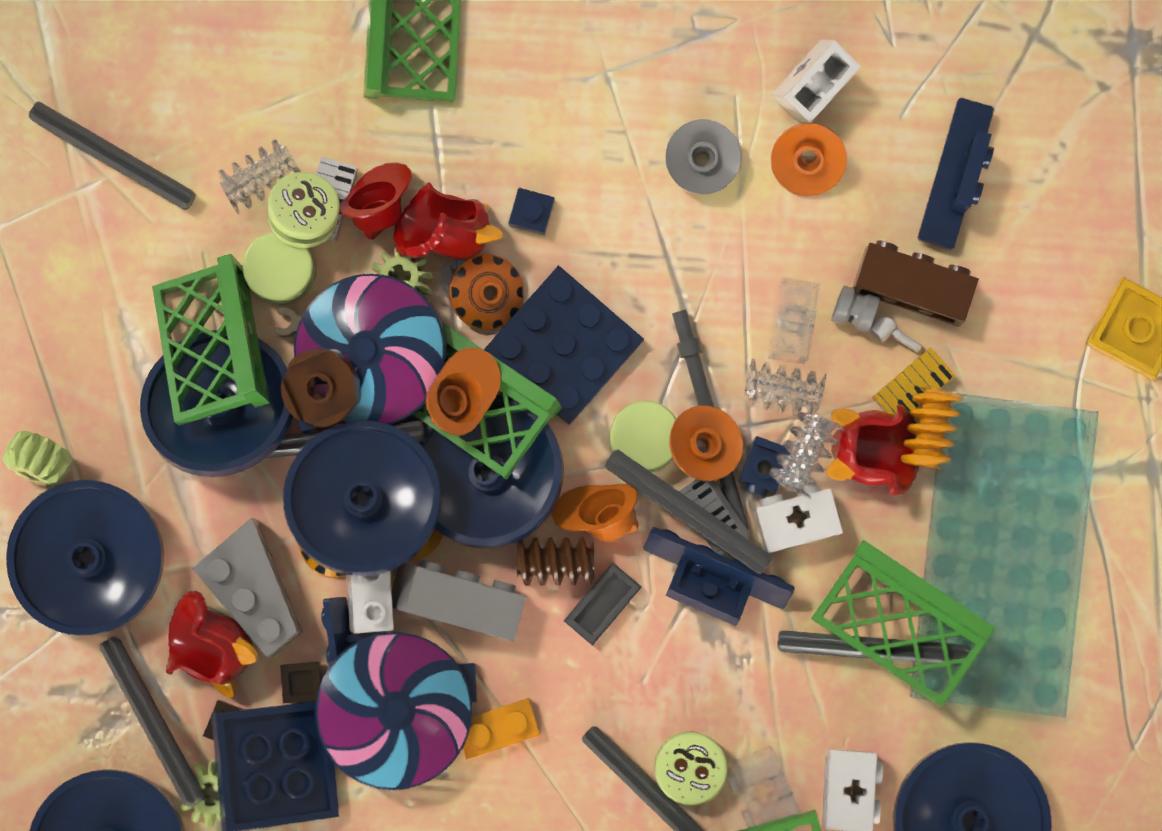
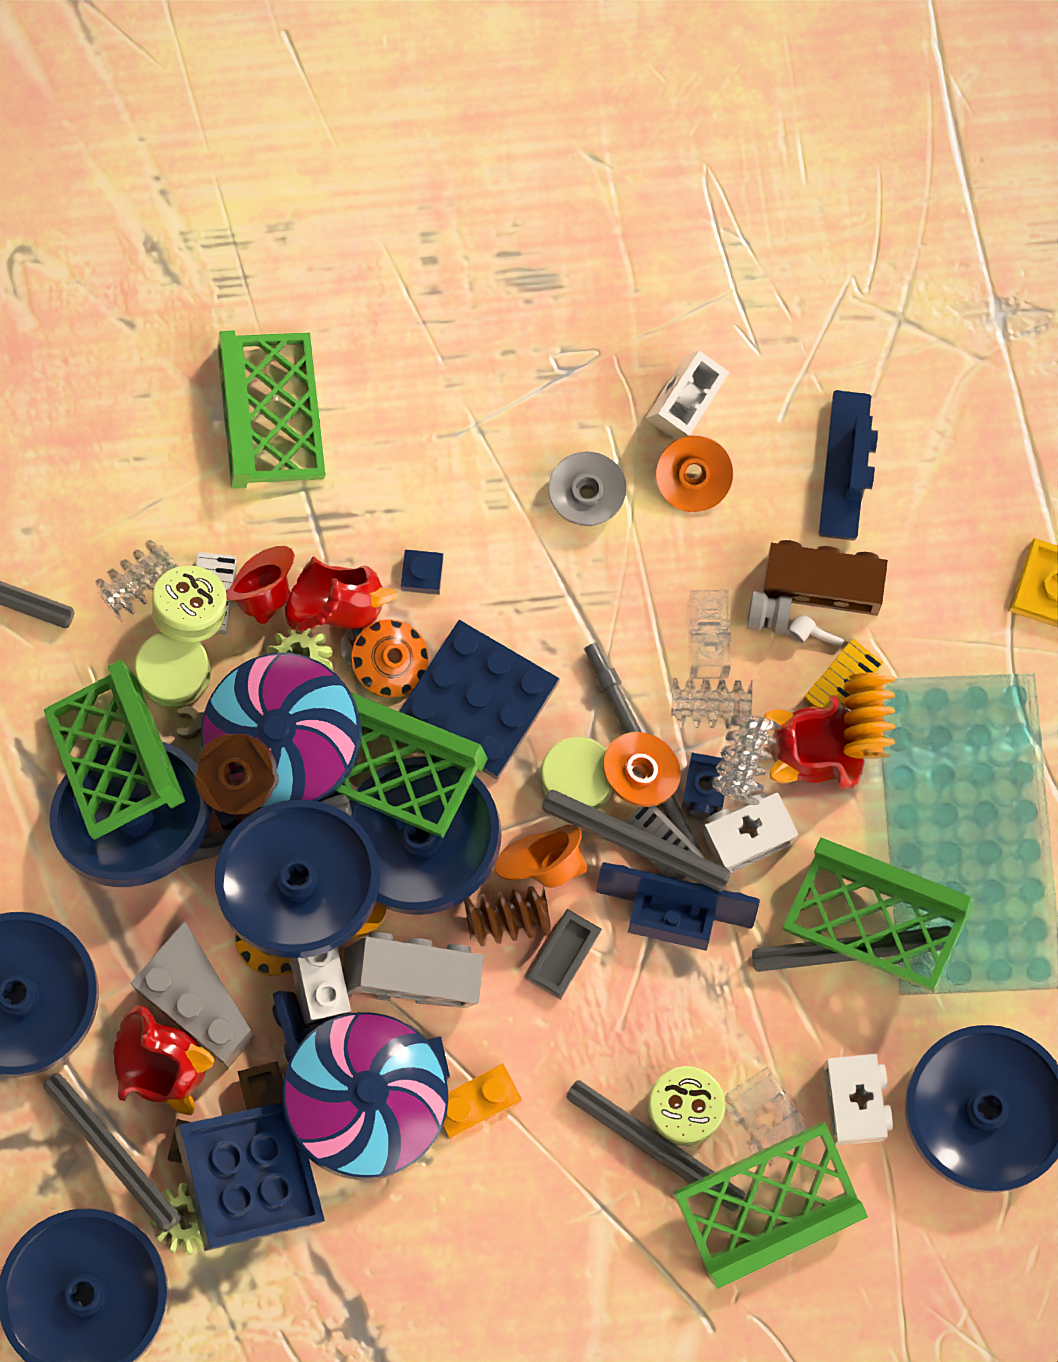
camera: 10 degrees left, 10 degrees down
(463, 391) = (383, 752): orange piece -> none

